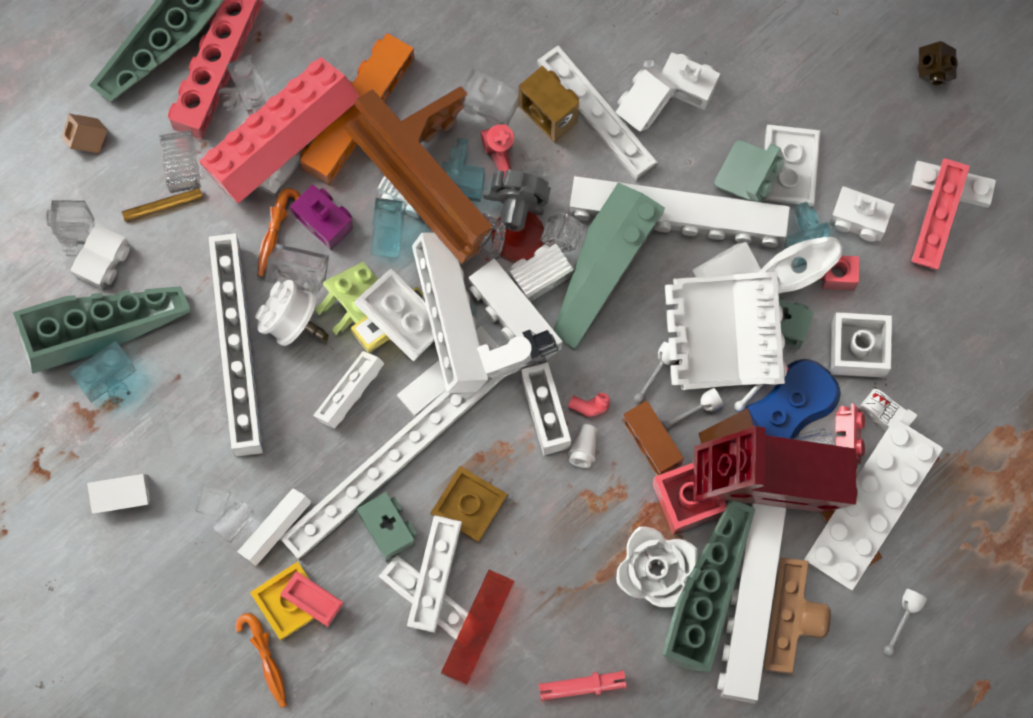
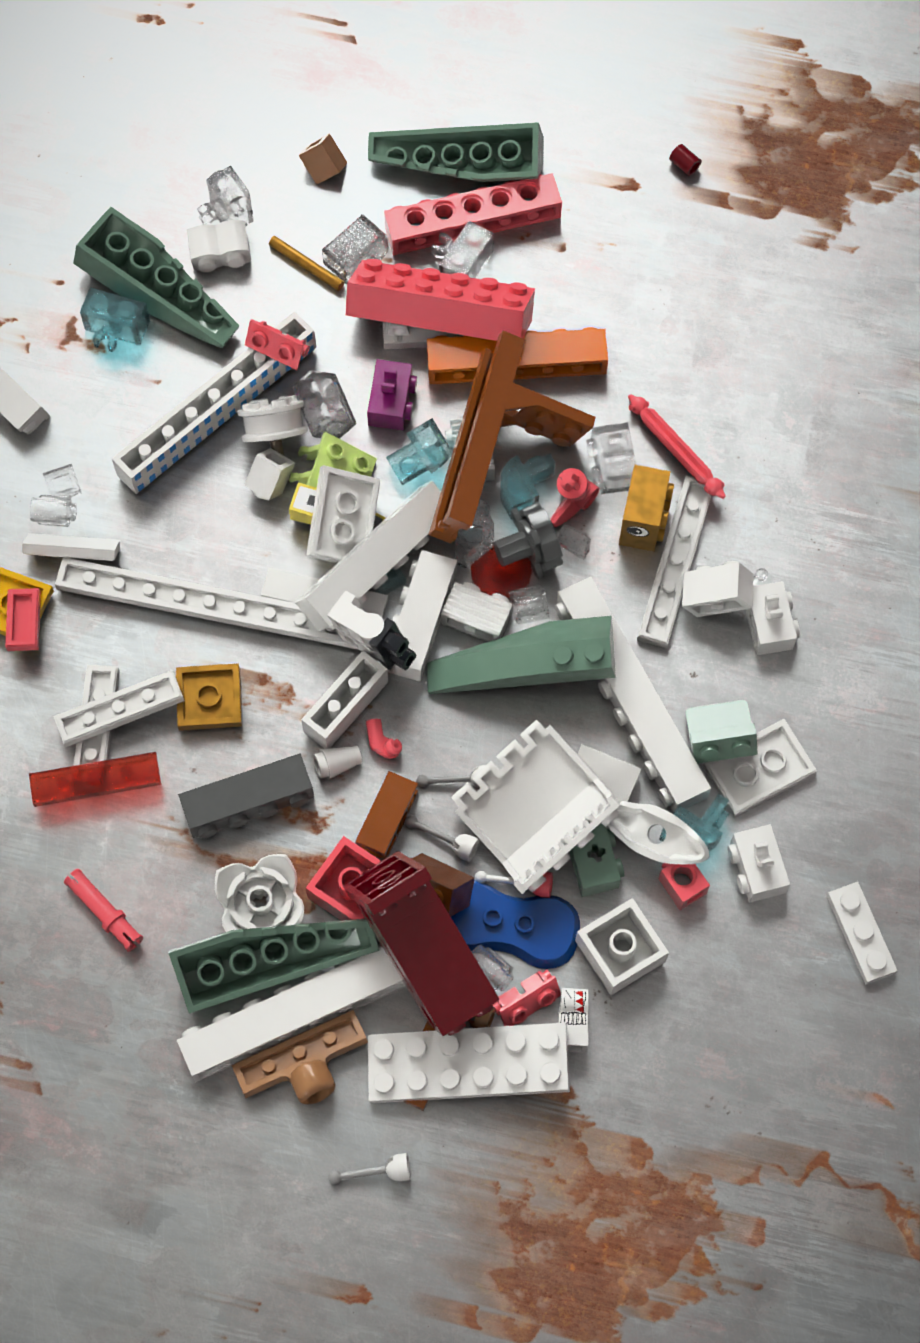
camera: 55 degrees right, 5 degrees down
(234, 266) = (275, 344): none -> coral hinge
(277, 215) = (364, 359): orange piece -> none
(325, 344) = (269, 474): none -> white brick
(349, 389) = (243, 524): white plate -> none
(388, 542) = (136, 624): sand green brick -> none
(511, 50) = (676, 446): none -> coral wheel
(567, 527) = (247, 796): none -> dark grey brick
(940, 214) = (816, 936): coral plate -> none

